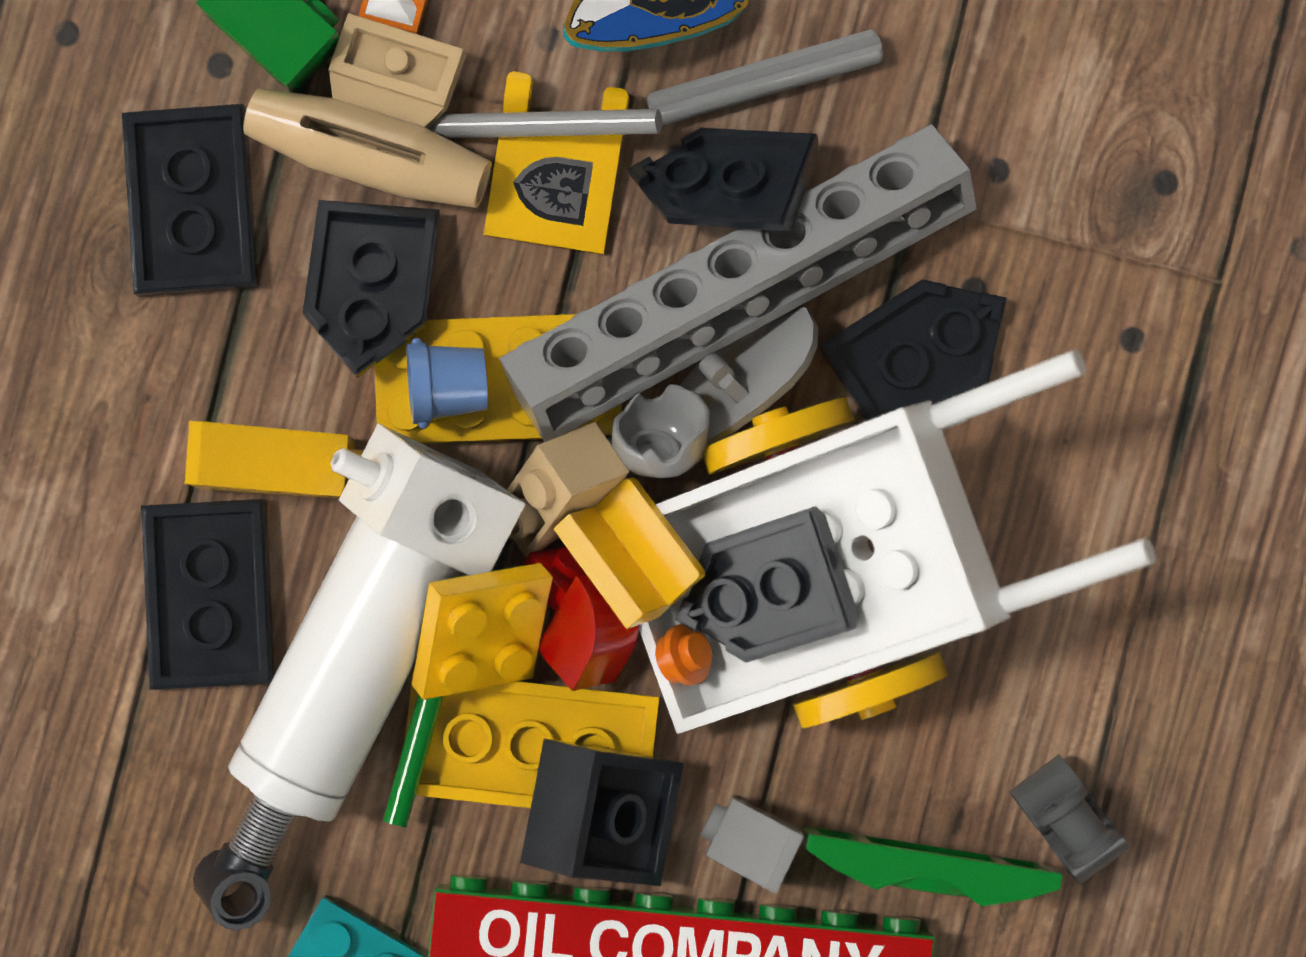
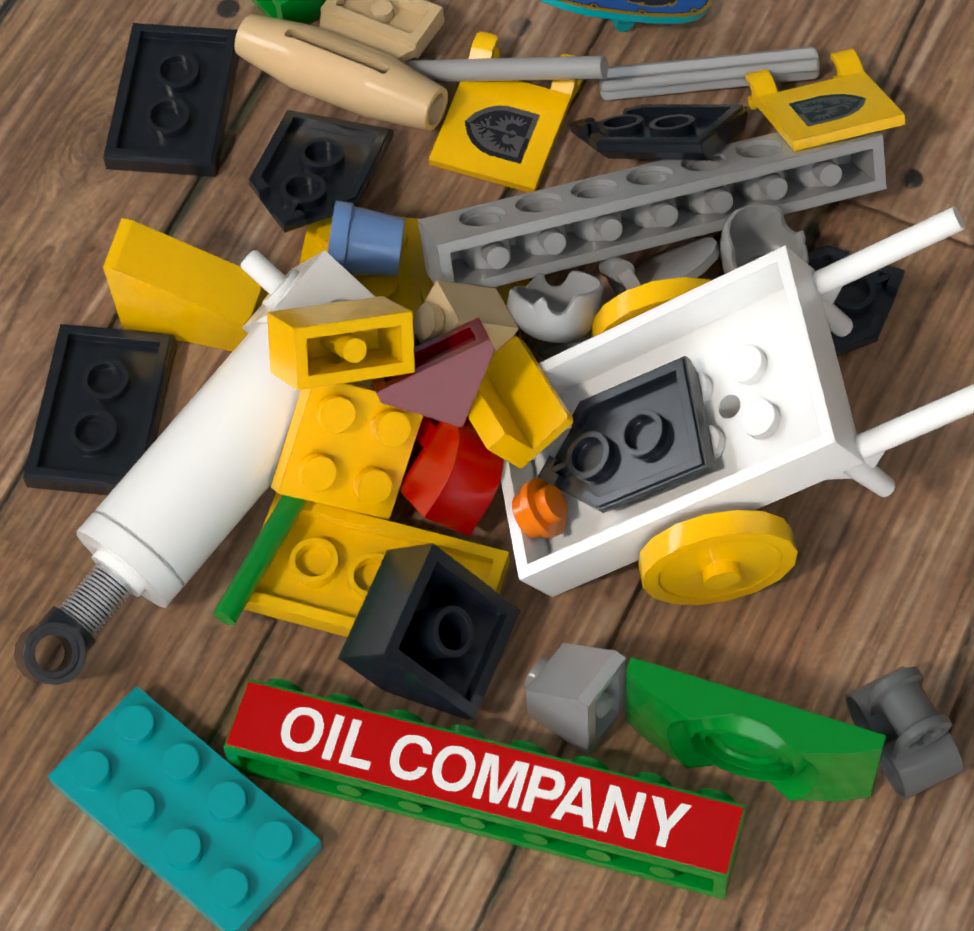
camera: 10 degrees right, 25 degrees down
(461, 563) = (340, 342): none -> yellow brick
(559, 557) = (444, 376): none -> slope
(862, 320) = (756, 232): none -> light grey hair
(904, 129) = (826, 109): none -> yellow flag

